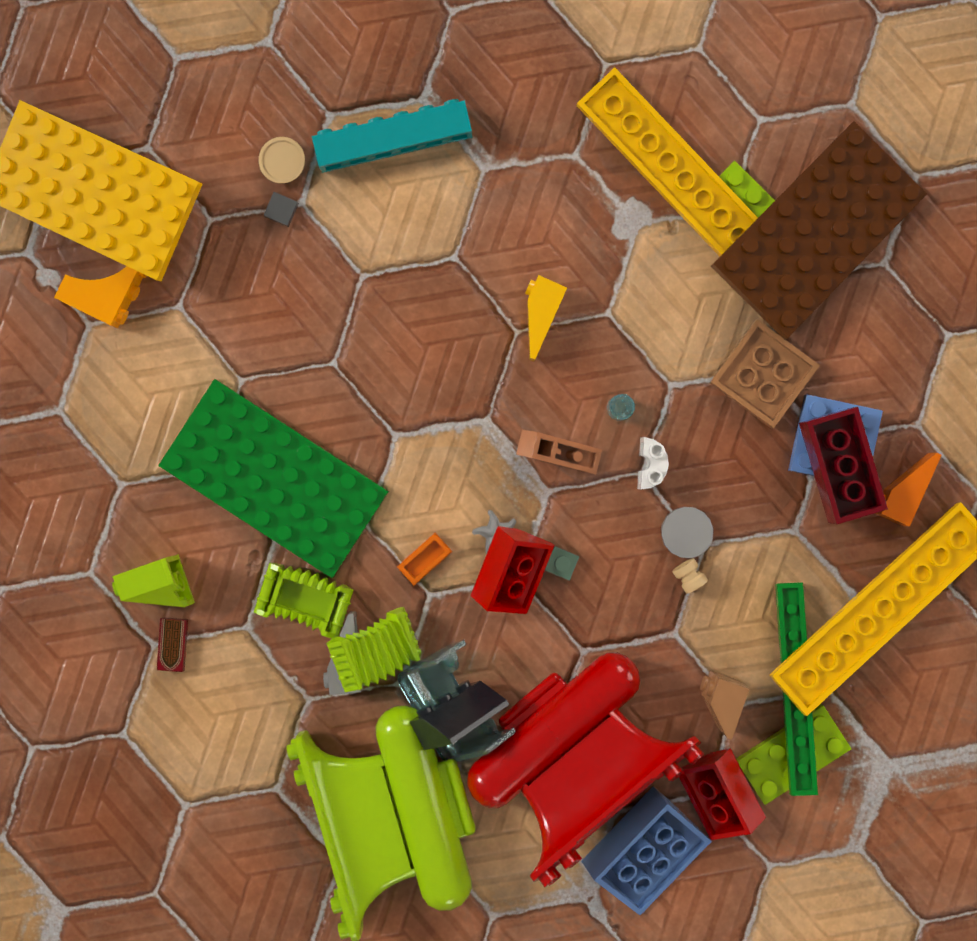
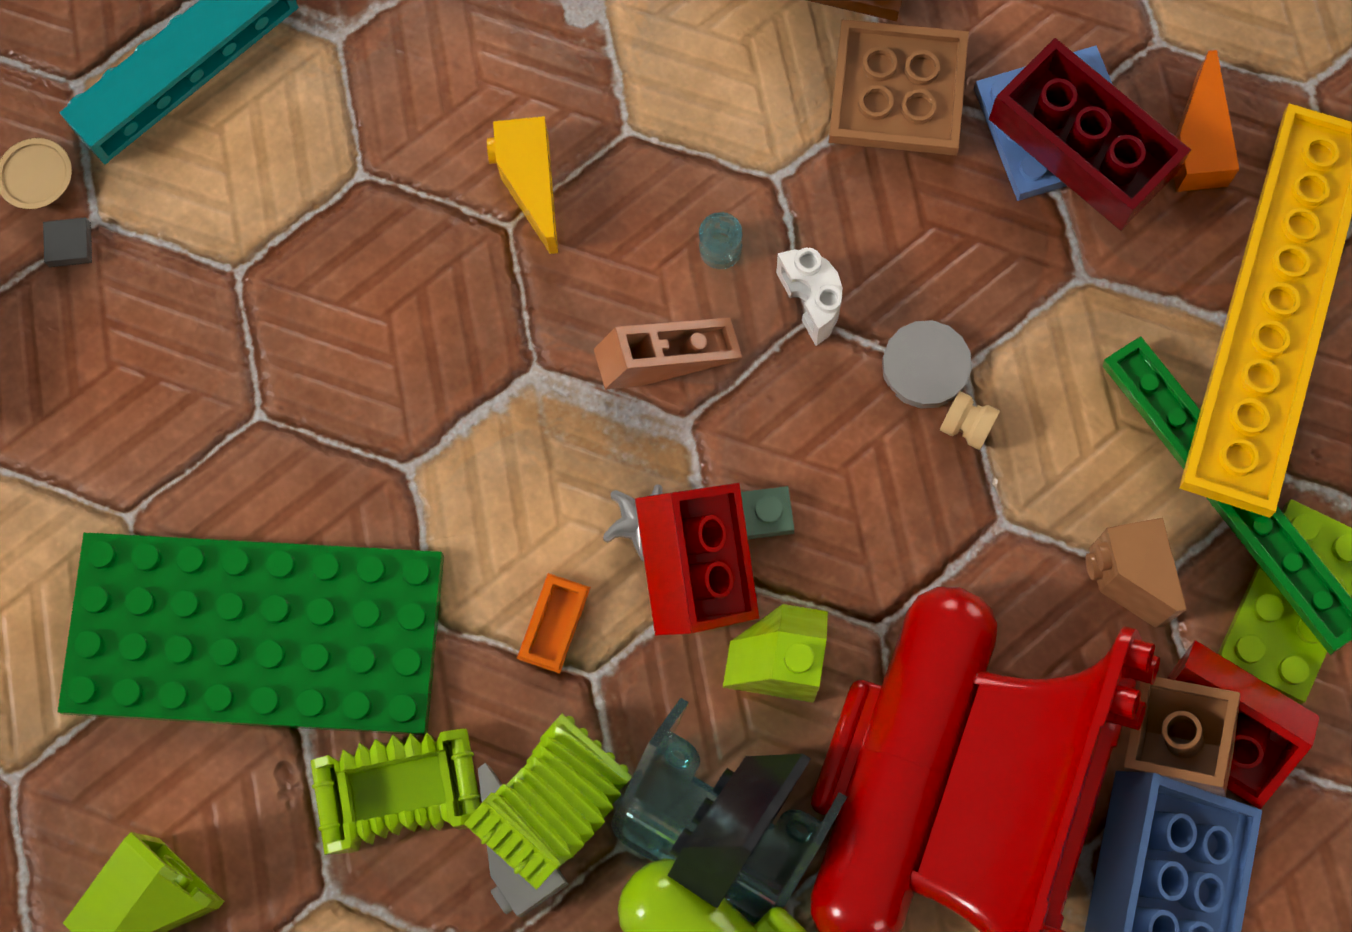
camera: 20 degrees left, 15 degrees down
(527, 640) = (780, 654): none -> lime slope
(694, 793) = (1186, 734): none -> medium nougat slope

